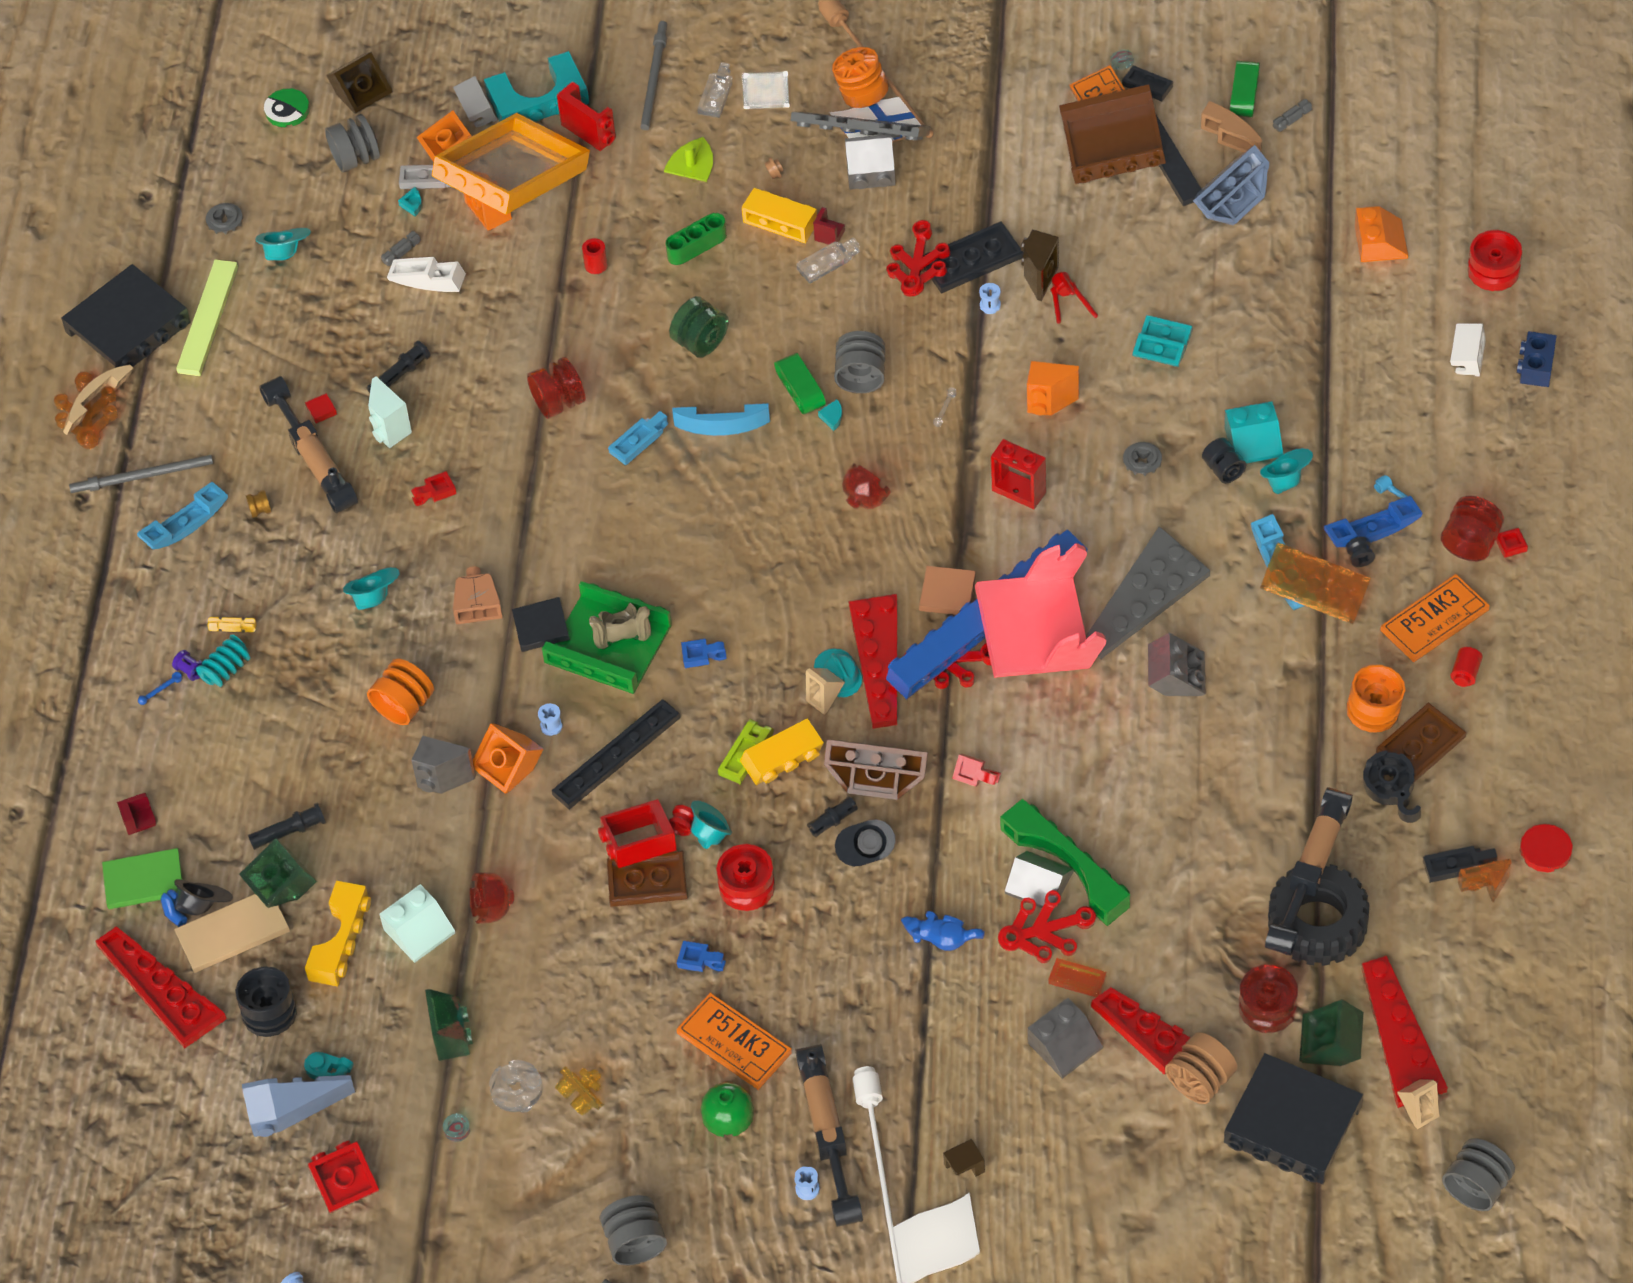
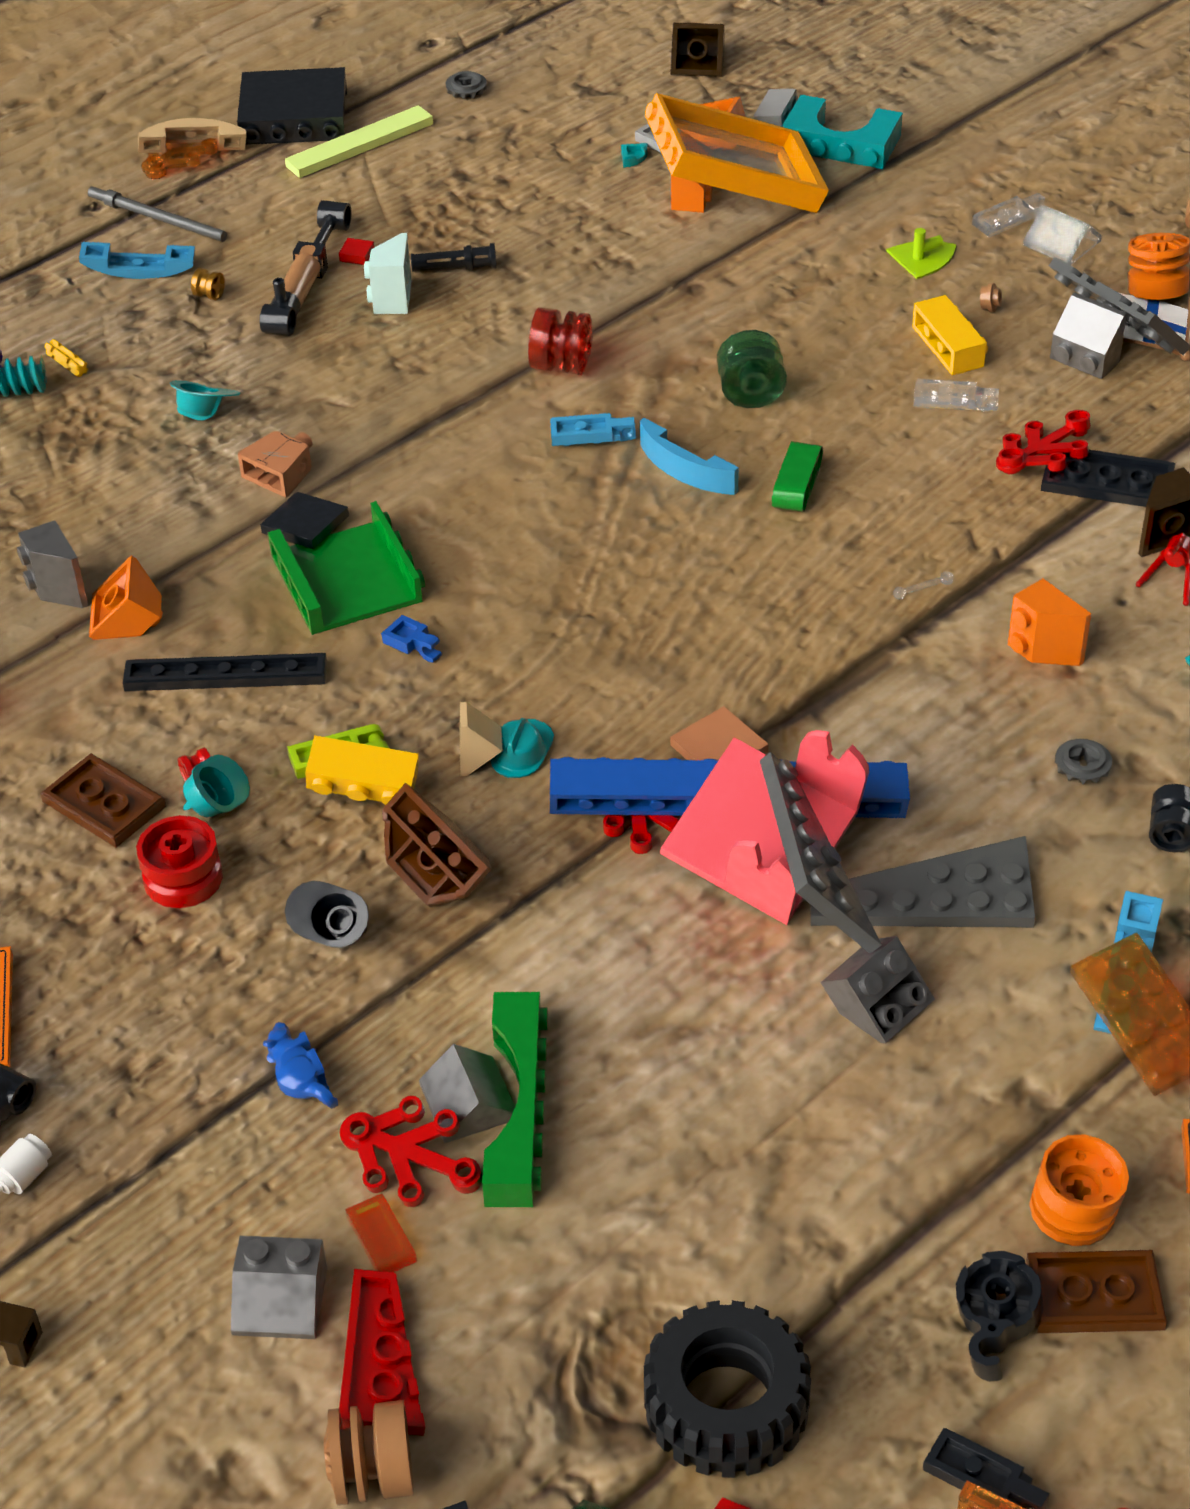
camera: 40 degrees right, 10 degrees down
(281, 244) = (479, 121): teal piece -> none
(286, 107) = (618, 41): tile -> none
(356, 141) = (628, 80): dark grey wheel -> none
(400, 248) = (578, 179): dark grey axle -> none
(400, 691) = (106, 485): orange wheel -> none
(427, 274) = (573, 207): white slope -> none
(435, 487) = (361, 361): red plate -> none
(550, 719) = (202, 595): light blue bush -> none
(583, 121) = (854, 166): red panel -> none
(594, 256) = (730, 268): red brick -> none
(620, 626) = (355, 558): dark tan hair -> none
(632, 819) = (152, 772): red window -> none
(659, 43) = (1000, 156): dark grey bar -> none
(696, 238) = (845, 309): green beam -> none
(697, 956) = (45, 902): blue plate -> none
(826, 230) = (982, 368): dark red panel -> none
(831, 414) = (800, 521): teal tile -> none
(832, 816) = (339, 871): black pin -> none
(860, 362) = (872, 486): dark grey wheel -> none
(863, 488) = (742, 596): clear red cylinder -> none
(876, 641) = (601, 731): red wing -> none
(971, 771) = (528, 933): plate -> none
(995, 302) = (1082, 517): light blue bush -> none
(1006, 481) = (917, 677): red window -> none
(1094, 618) = (811, 858): none -> dark grey wing
(1268, 998) = (552, 1440): clear red wheel -> none
(1308, 870) = (742, 1316): black piece -> none

